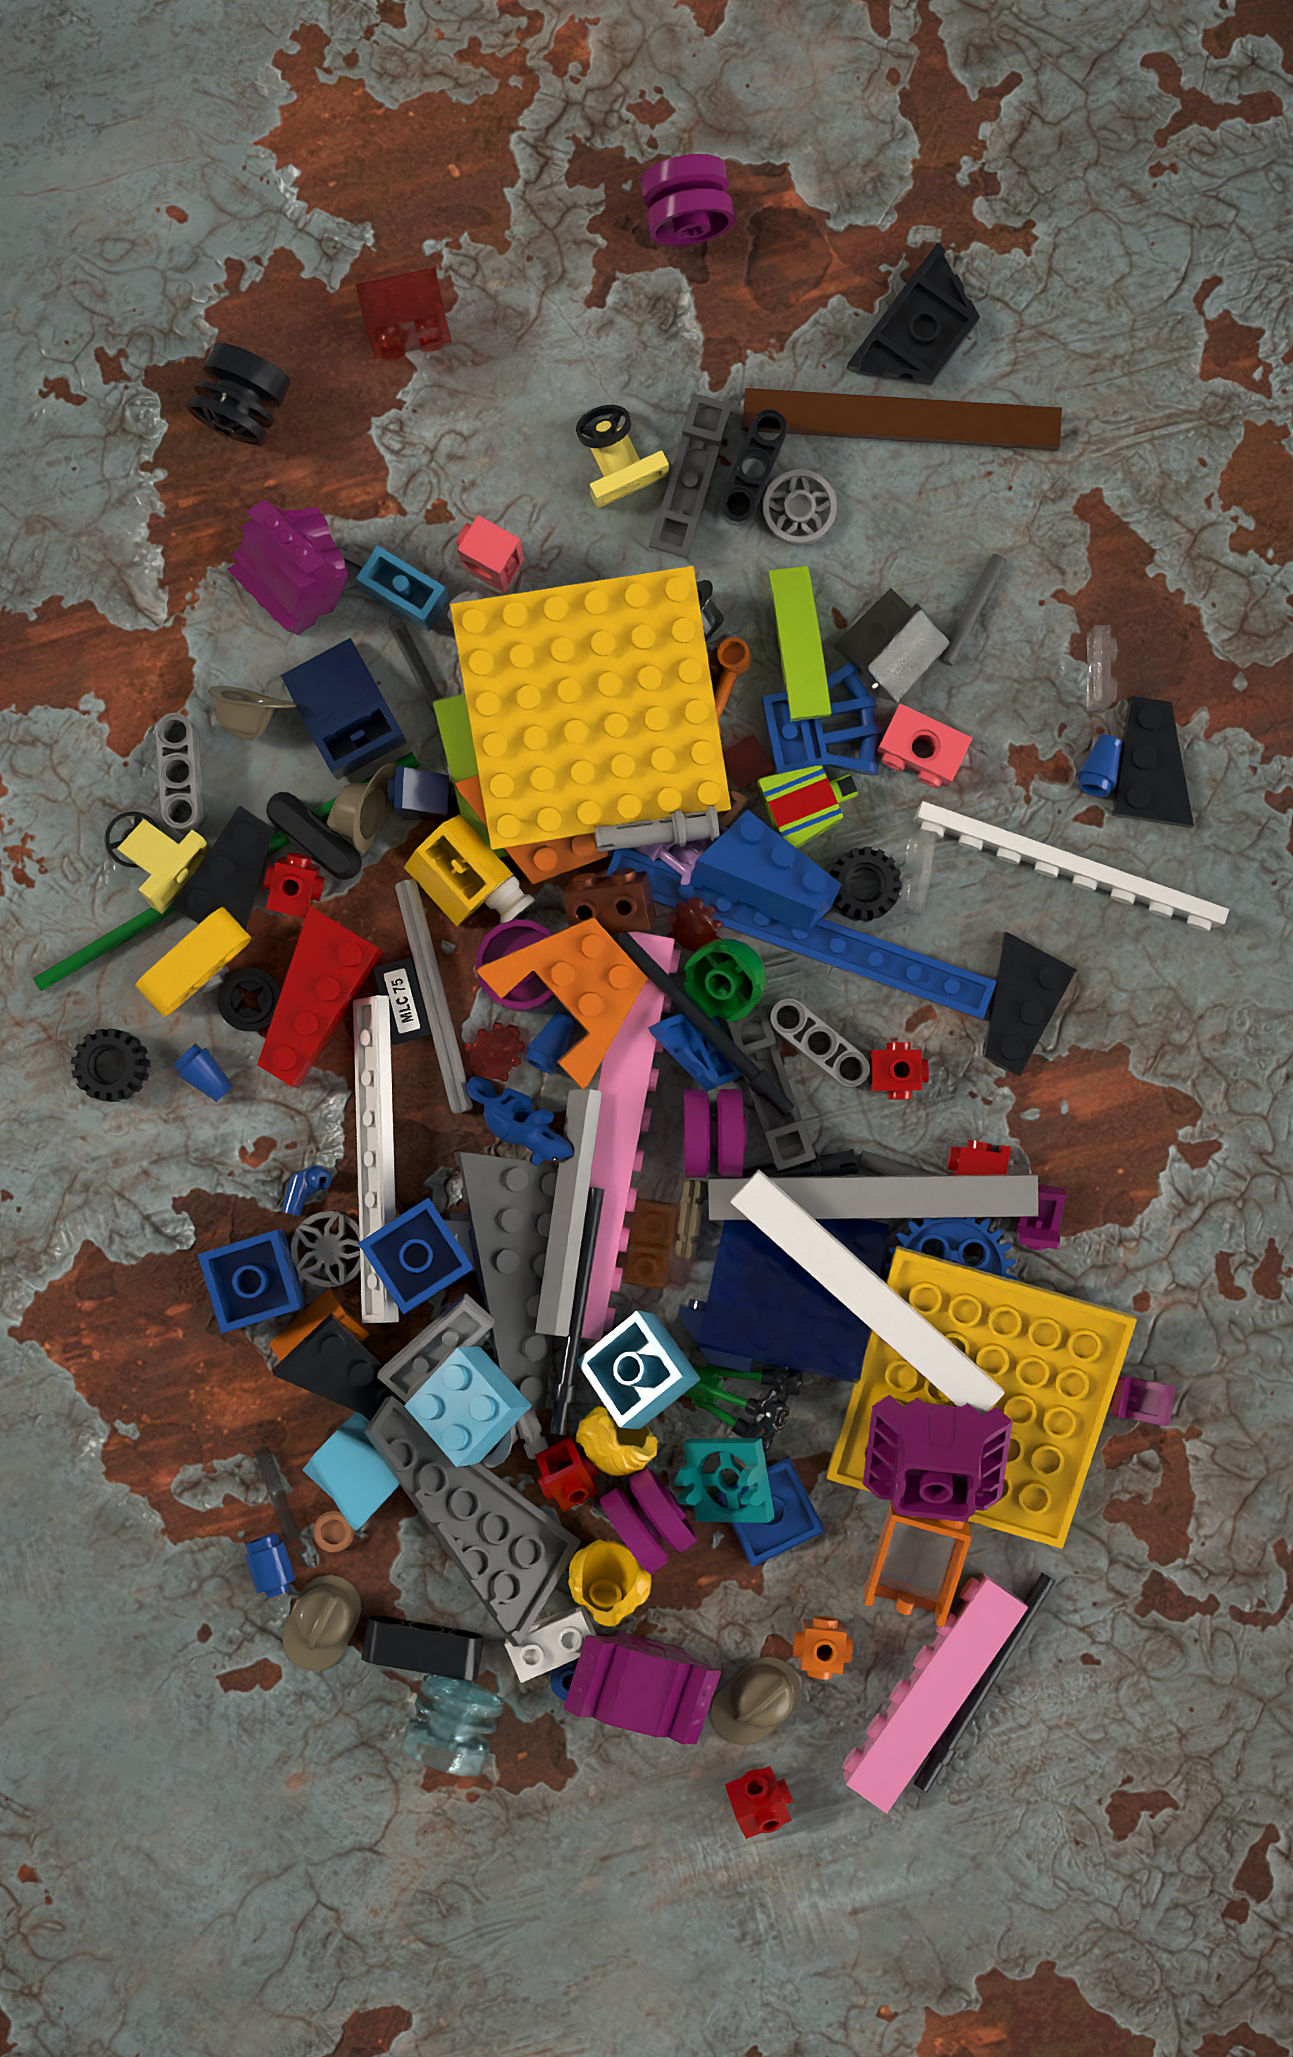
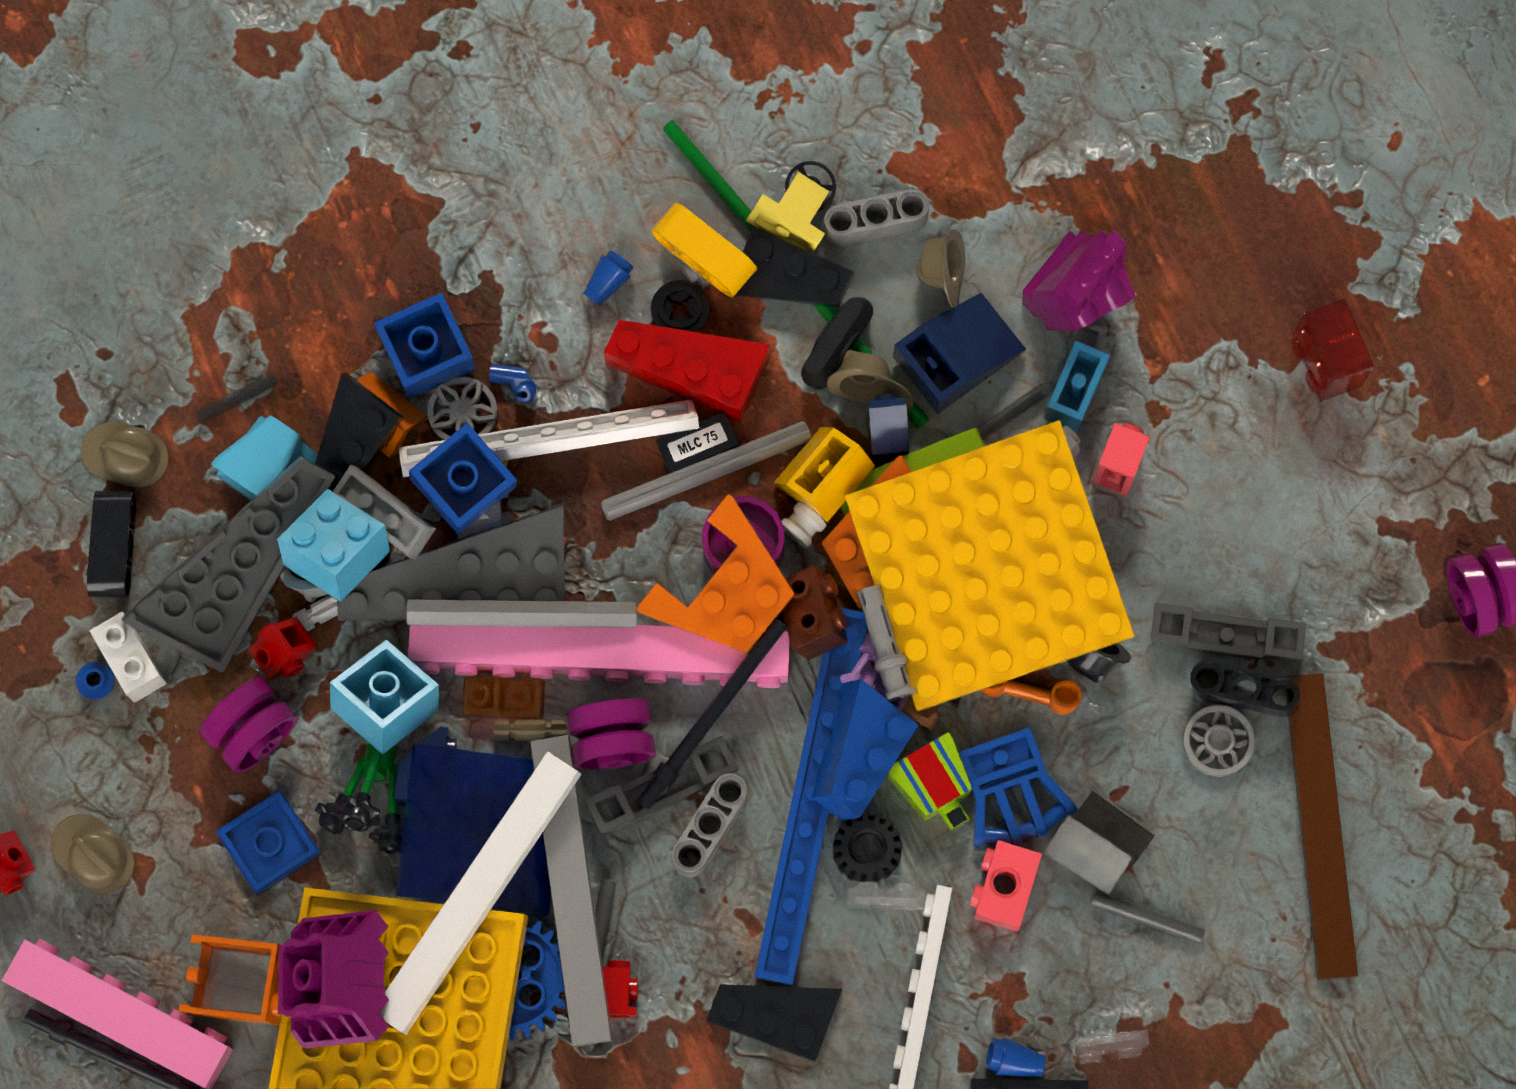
camera: 80 degrees right, 10 degrees down
(87, 1057) = (597, 177): black tyre -> none
(240, 390) = (1230, 215): black wheel -> none
(269, 1565) = (171, 399): blue brick -> none
(285, 896) = (788, 329): red brick -> none
(333, 1532) = (205, 450): nougat tile -> none
(451, 1730) = (45, 576): clear light blue wheel -> none
(495, 1051) = (662, 533): clear red piece -> none
(516, 1123) = (599, 557): blue animal -> none
(551, 1043) = (676, 579): blue cone -> none
(564, 1390) = (357, 632): black bar -> none
(608, 1581) = (187, 697): yellow hair -> none
(615, 1448) = (310, 686): yellow hair -> none
(617, 457) = (1237, 564): light yellow piece -> none
(642, 1686) = (96, 739): magenta slope -> none
(694, 924) = (804, 696): clear red piece -> none
(694, 1051) = (687, 707): blue wing -> none
(725, 978) = (757, 727): green cylinder -> none
(747, 762) = (967, 724): clear red tile -> none
(758, 1497) = (274, 814): teal piece -> none
(799, 643) = (1086, 755): lime slope -> none
(818, 1632) = (157, 913): orange brick -> none
(824, 1165) = (596, 847): black pin -> none
(882, 1070) = (693, 886): red brick -> none
(920, 326) = (1412, 829): black wing -> none
(1043, 1230) = (565, 1060): magenta bracket -> none

